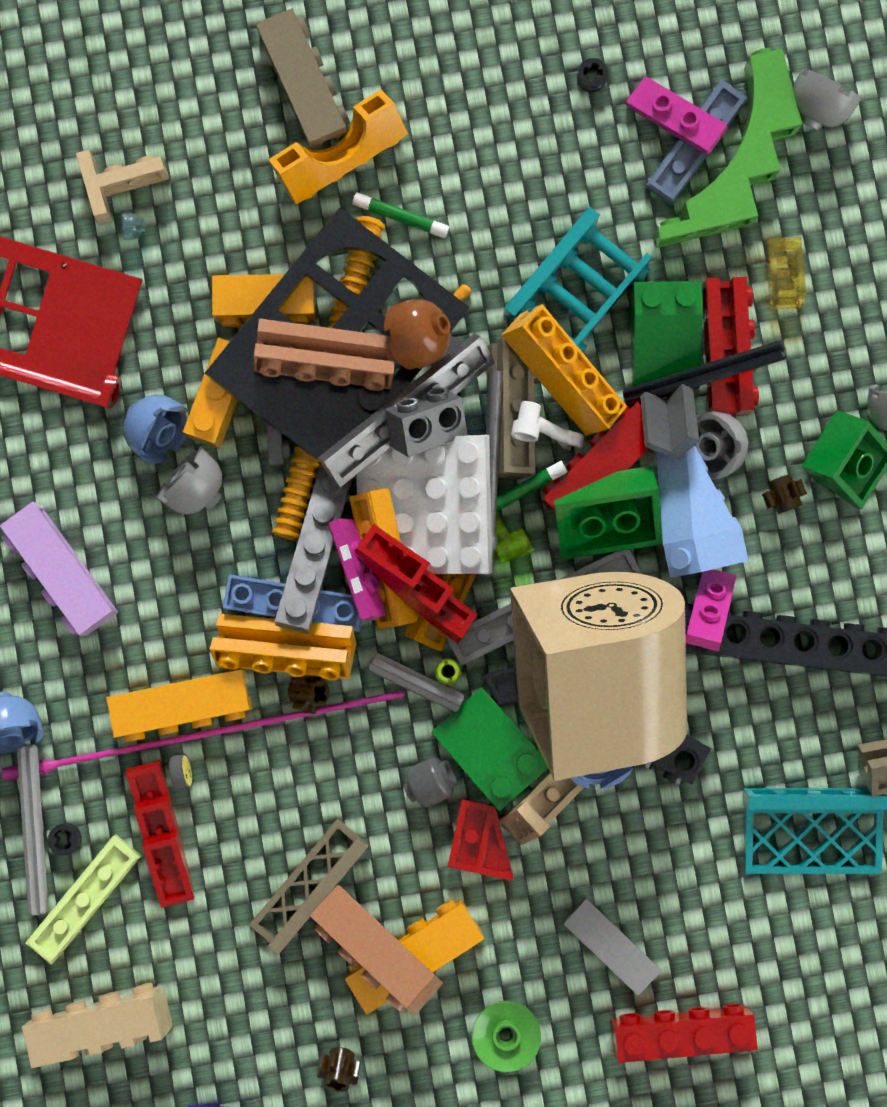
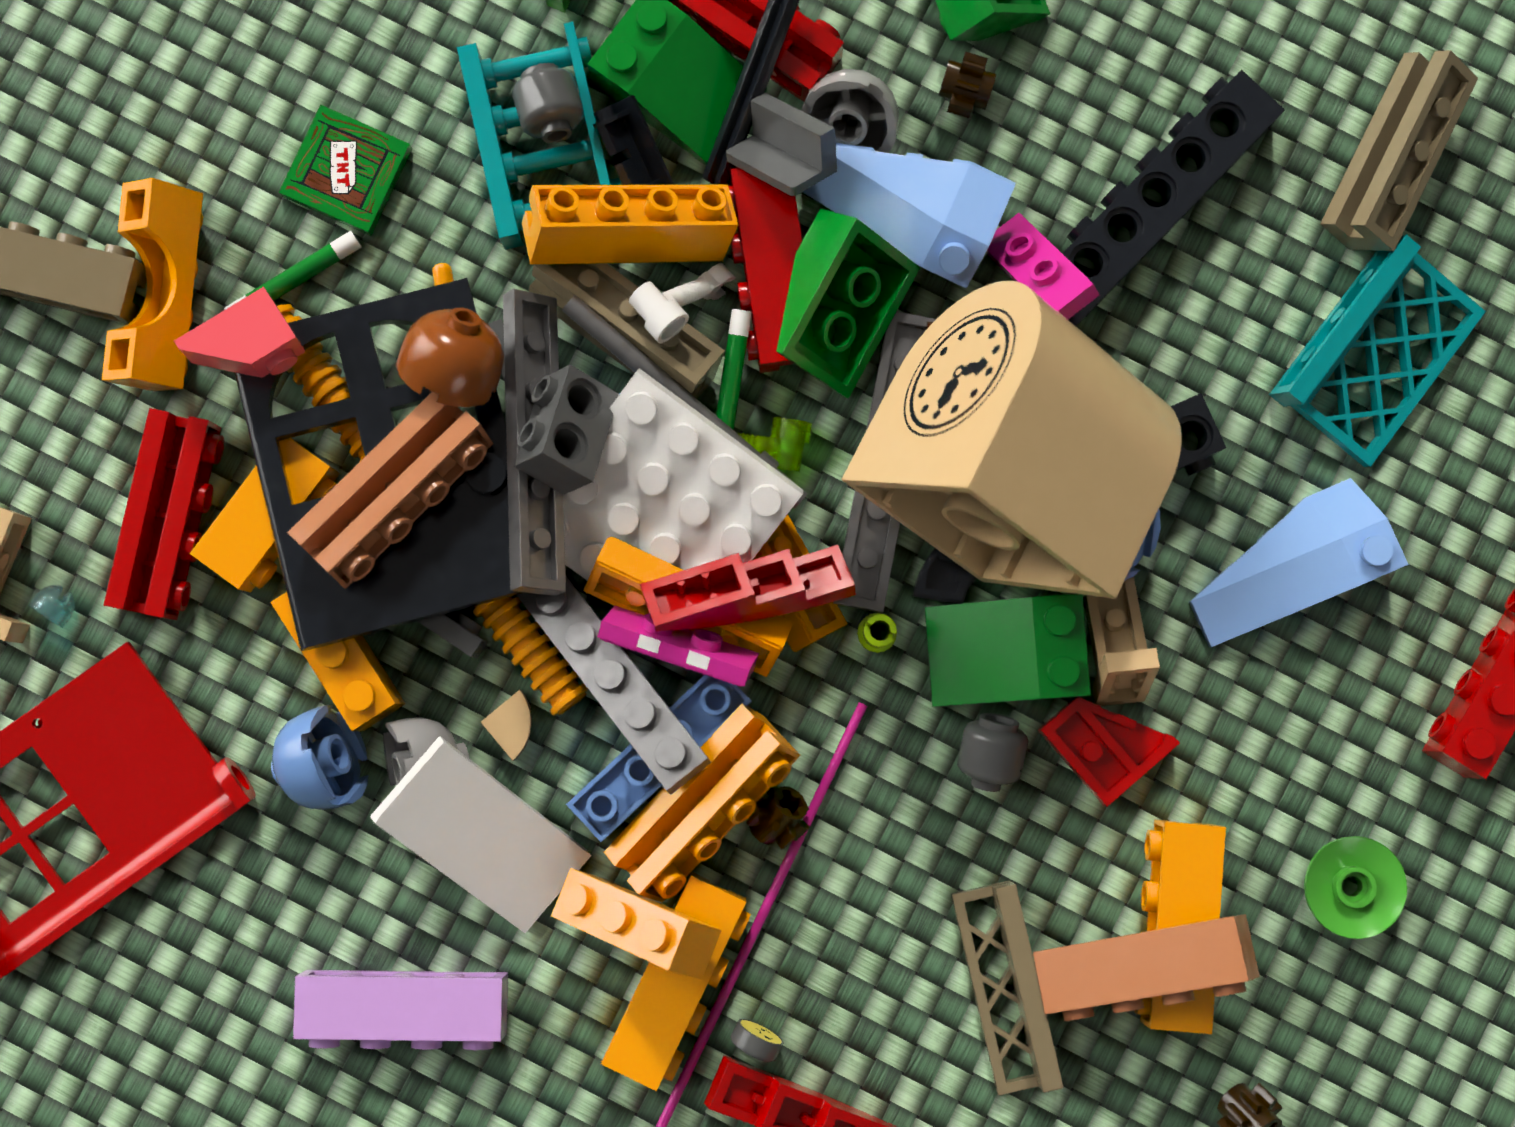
camera: 55 degrees left, 0 degrees up
(179, 542) = (480, 834): none -> white tile
(193, 659) = (636, 924): none -> light orange brick
(222, 246) = (164, 515): none -> red brick
(250, 513) = (511, 724): none -> tan tile
(346, 217) = (244, 339): none -> coral slope
(416, 682) = (861, 679): light grey axle -> none
(479, 198) = (345, 170): none -> green tile
(596, 277) = (548, 102): none -> dark grey head
(612, 333) = (632, 143): none -> black hinge
(612, 946) = (1340, 685): light grey tile -> none
(670, 876) = (1307, 557): none -> light blue wedge

